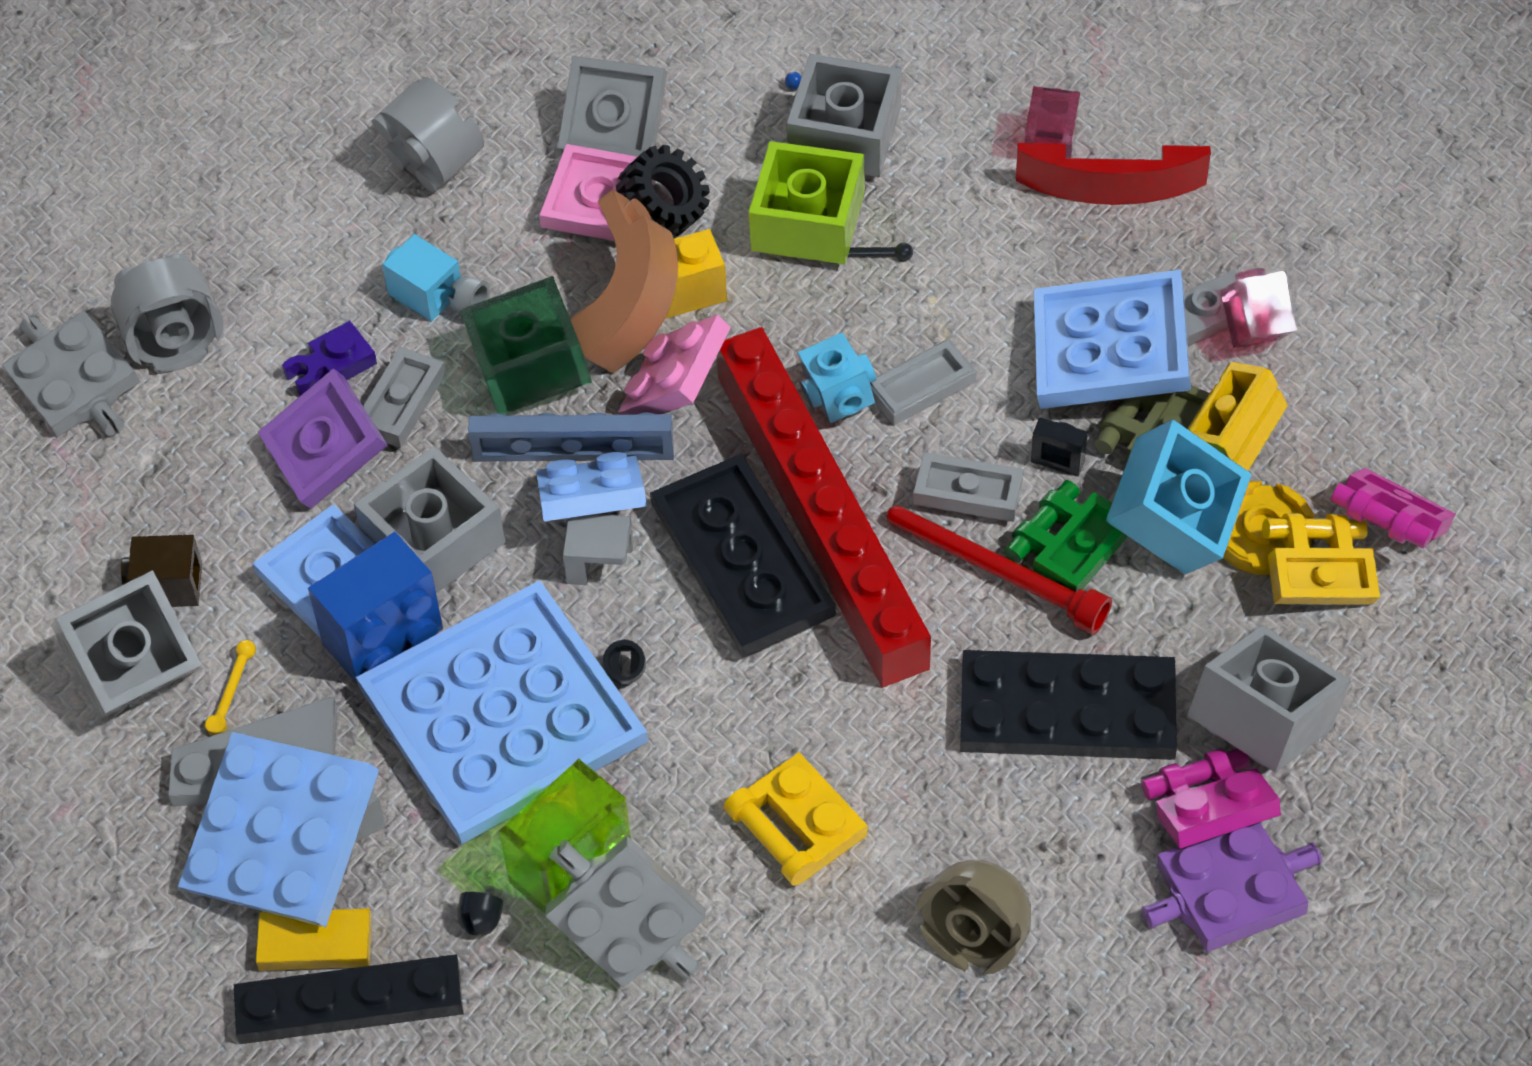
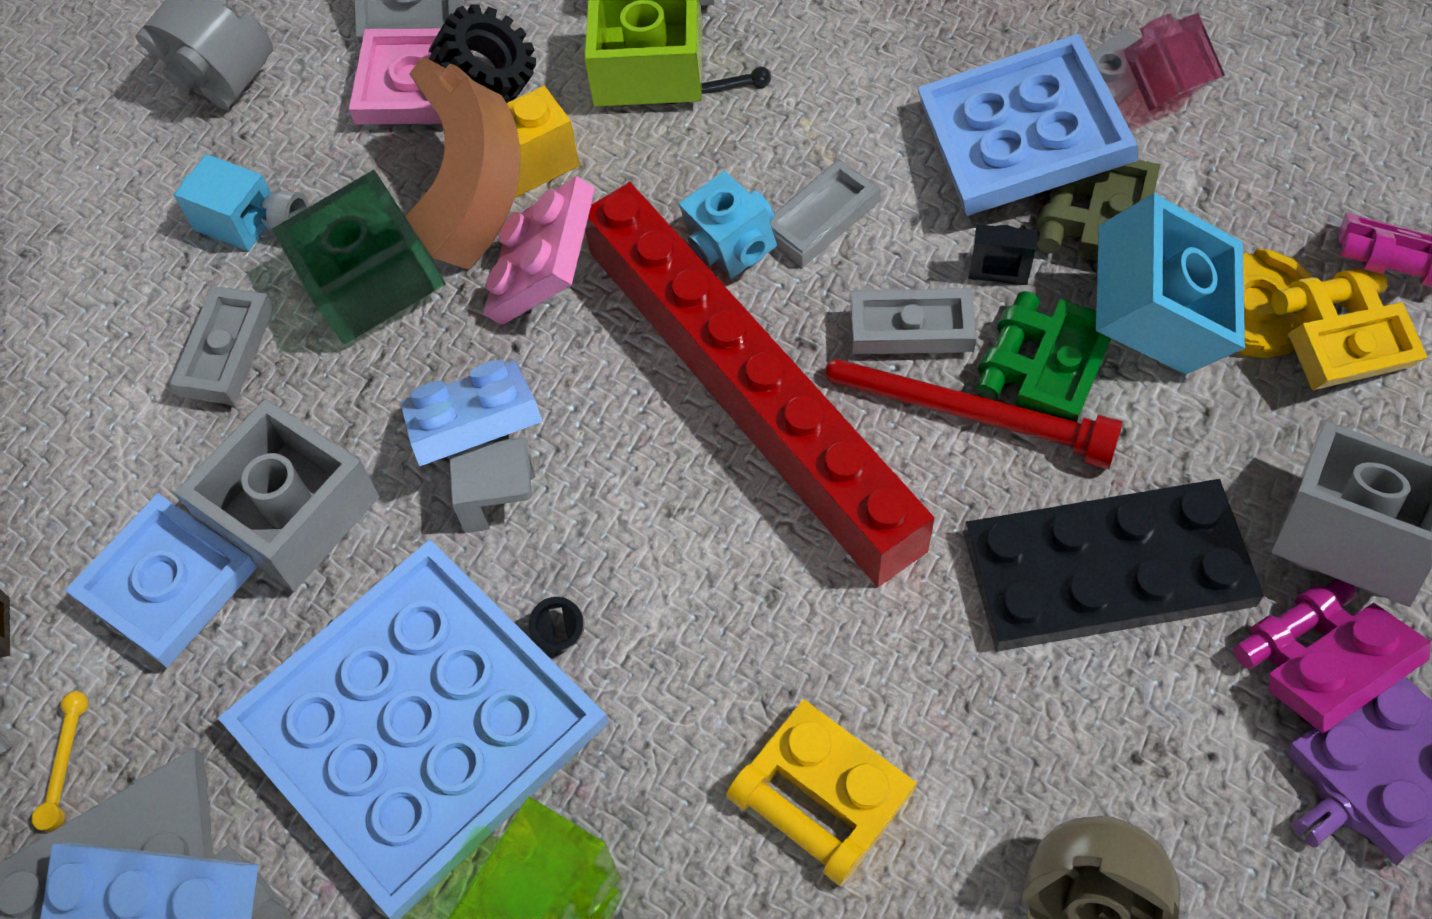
camera: 10 degrees left, 5 degrees up
(322, 438) = (132, 414): medium lavender plate -> none
(337, 349) = (138, 310): dark purple plate -> none
(376, 606) = (225, 619): blue brick -> none
(570, 437) = (431, 353): sand blue plate -> none
(742, 555) = (671, 458): black plate -> none
(1240, 412) = (1200, 168): yellow brick -> none

